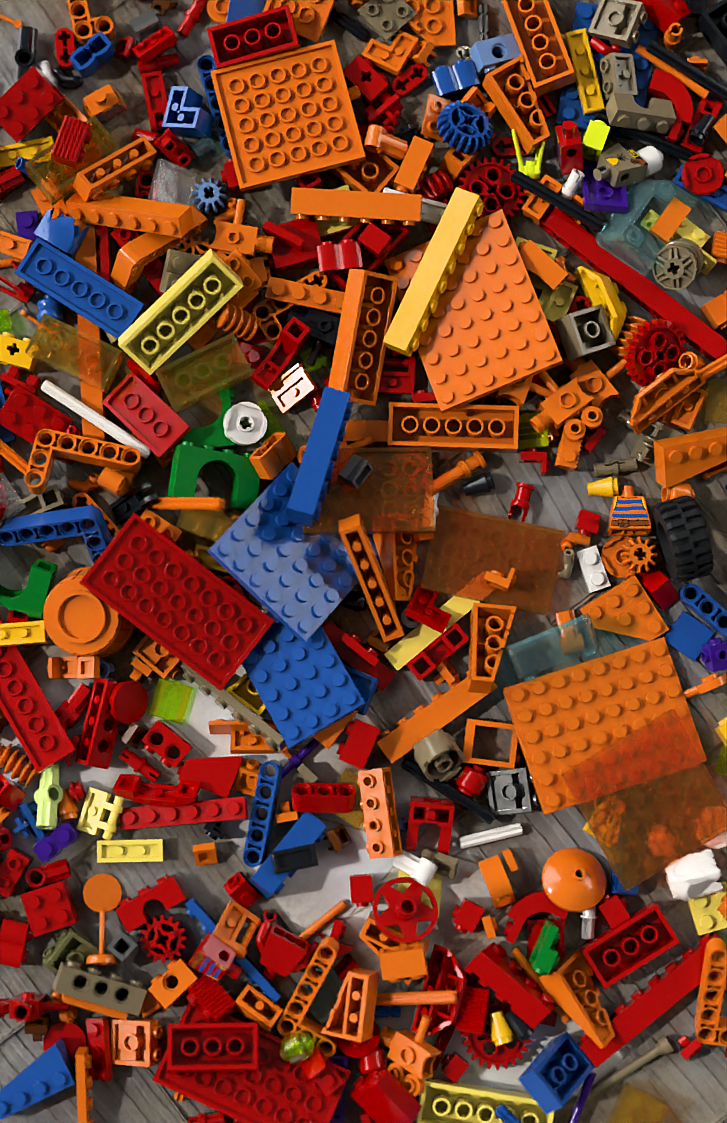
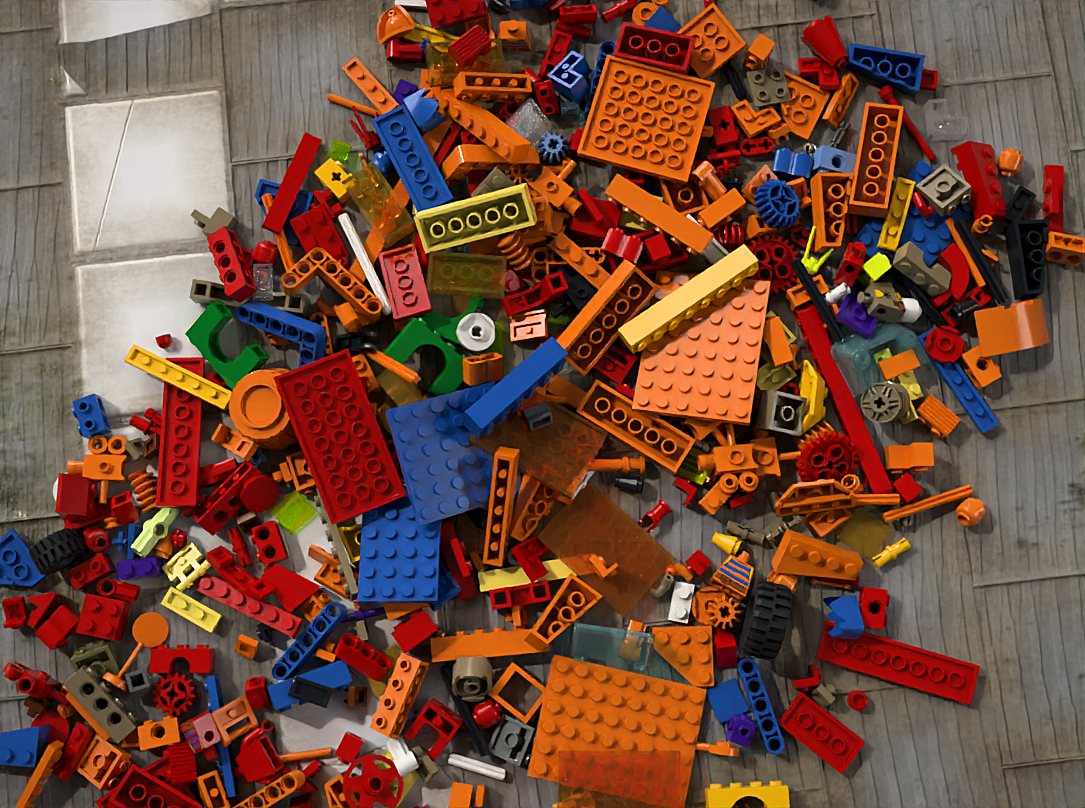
camera: 30 degrees right, 5 degrees down
(618, 74) = (921, 230): dark tan bracket -> none

